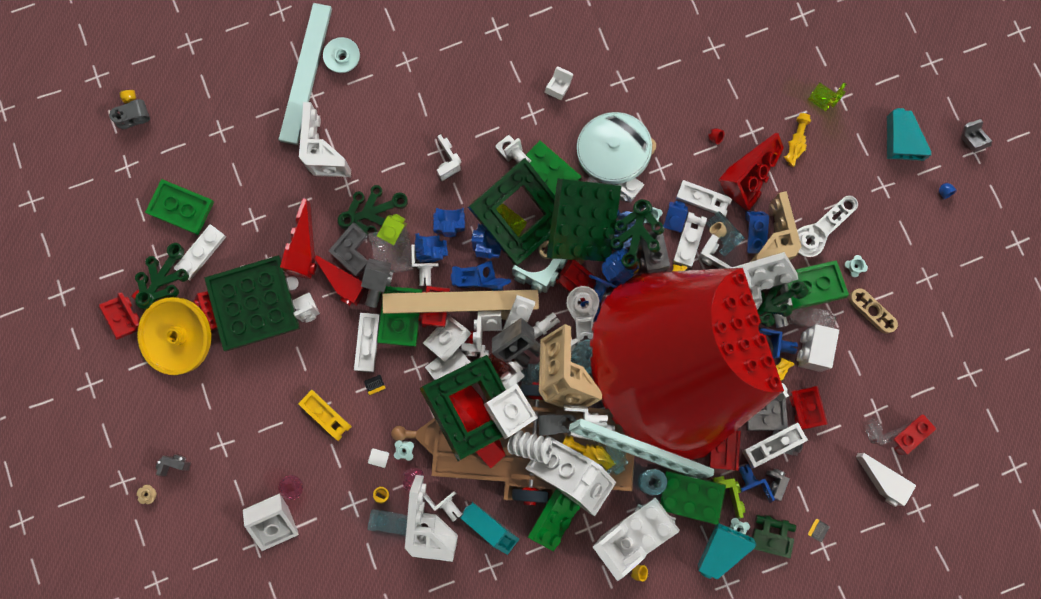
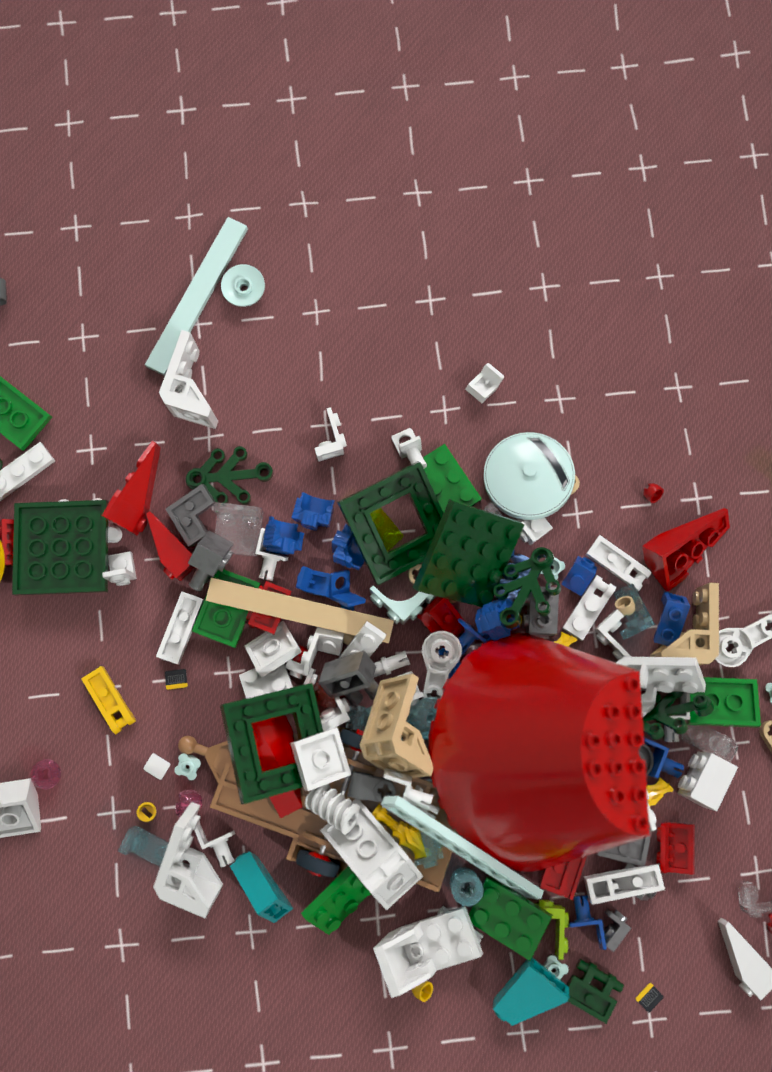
camera: 15 degrees right, 0 degrees up
(392, 228) = (244, 503): lime bracket -> none
(797, 145) = (747, 527): yellow piece -> none

